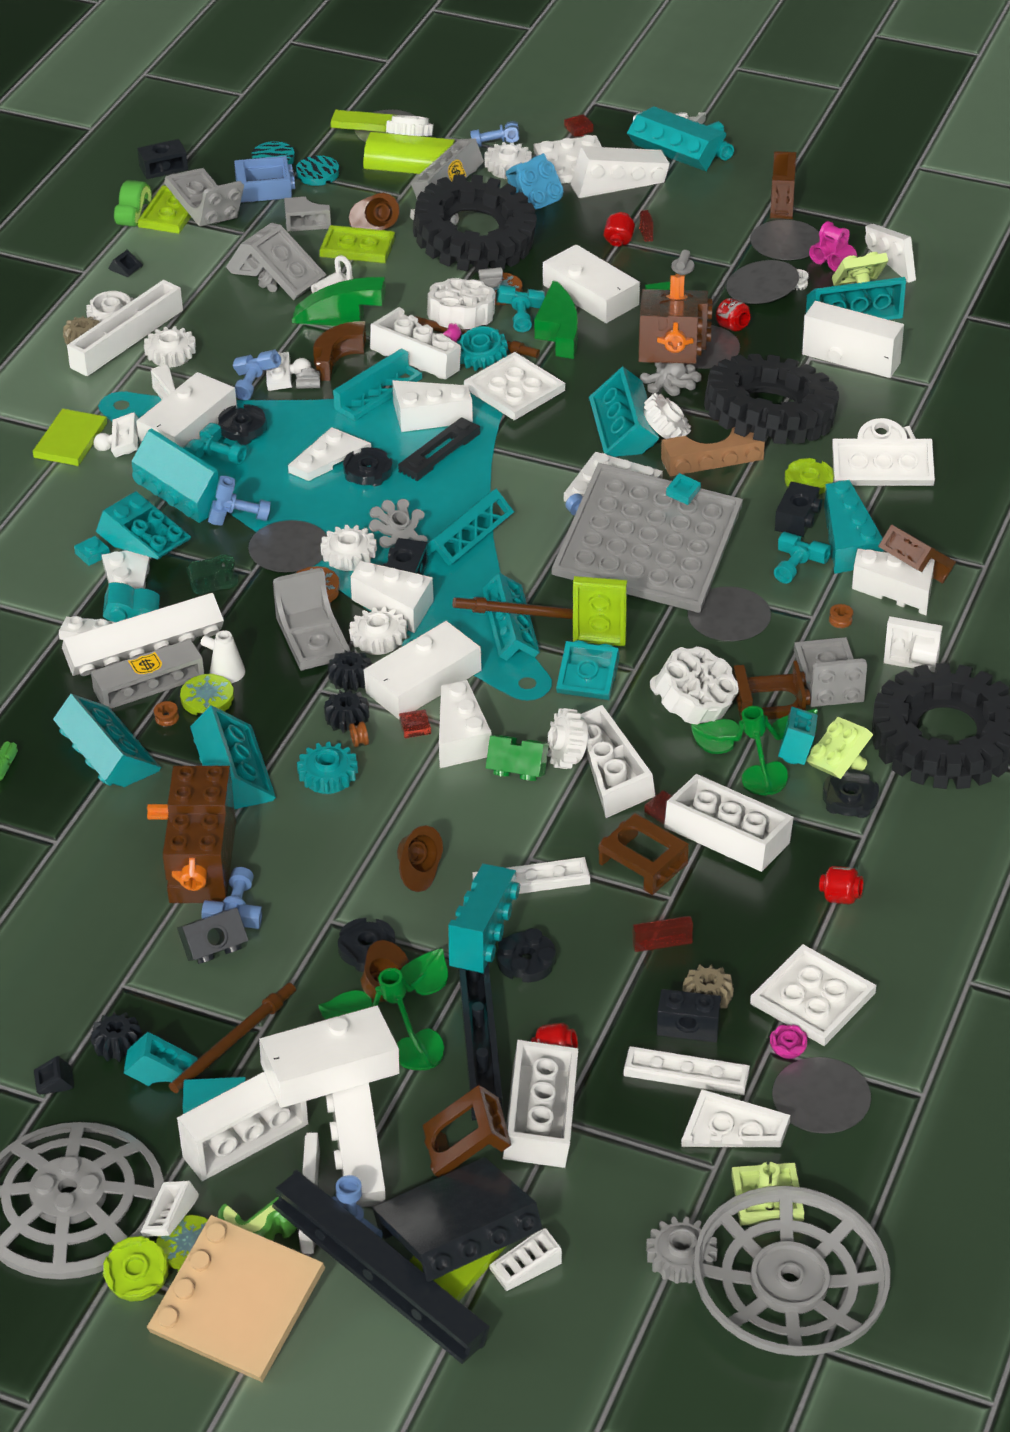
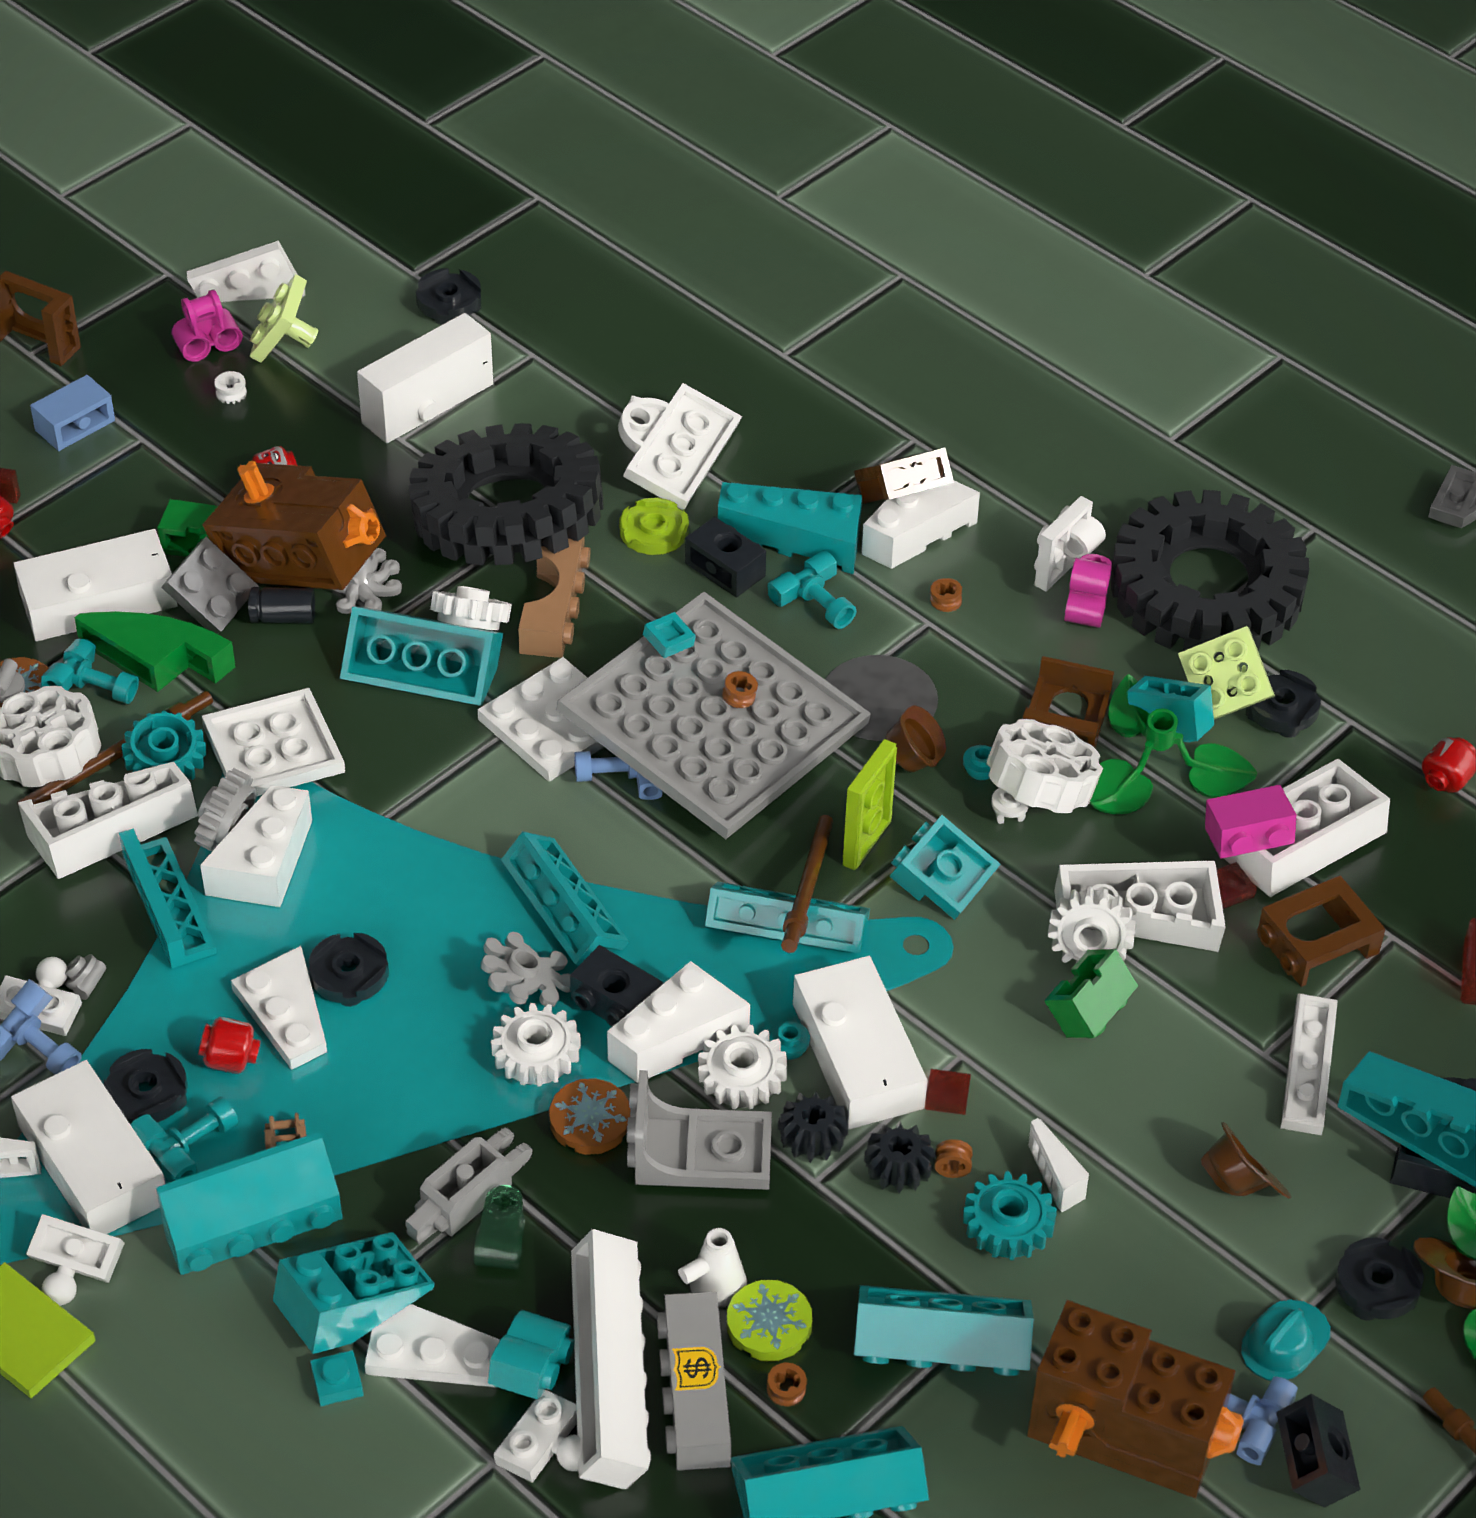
camera: 70 degrees left, 5 degrees up
(227, 501) = (358, 1146): medium blue bar -> none
(235, 542) = (460, 1185): none -> light grey hinge
(242, 481) = (270, 1136): none -> medium nougat piece
(283, 439) = (228, 1045): none -> red head
(287, 546) = (467, 1106): flat silver sticker -> none
(300, 912) = (1285, 1339): none -> teal piece
(336, 343) = (36, 930): reddish brown arch -> none
(374, 778) = (1059, 1168): none -> white slope
(418, 466) = (376, 912): black container -> none
(440, 371) = (224, 808): none -> light grey gear
(453, 332) = (104, 768): dark pink plate -> none
(463, 727) = (991, 1034): white wedge -> none
(615, 320) = (209, 586): none -> flat silver plate
(625, 352) = (282, 605): none -> black piece
(666, 542) = (737, 698): none -> dark orange bush
(683, 264) = (111, 481): light grey plate -> none
(690, 776) = (1250, 821): none -> dark pink brick
(691, 628) = (917, 740): none -> reddish brown piece
(725, 230) = (72, 412): none -> medium blue brick
(762, 281) = (212, 421): flat silver sticker -> none
(784, 239) = (127, 366): flat silver sticker -> none
(831, 671) = (1033, 632): light grey bracket -> none
(874, 298) = (338, 350): teal slope -> none
(884, 666) = (1088, 590): none -> dark pink piece
(950, 332) = (462, 293): none -> black plate

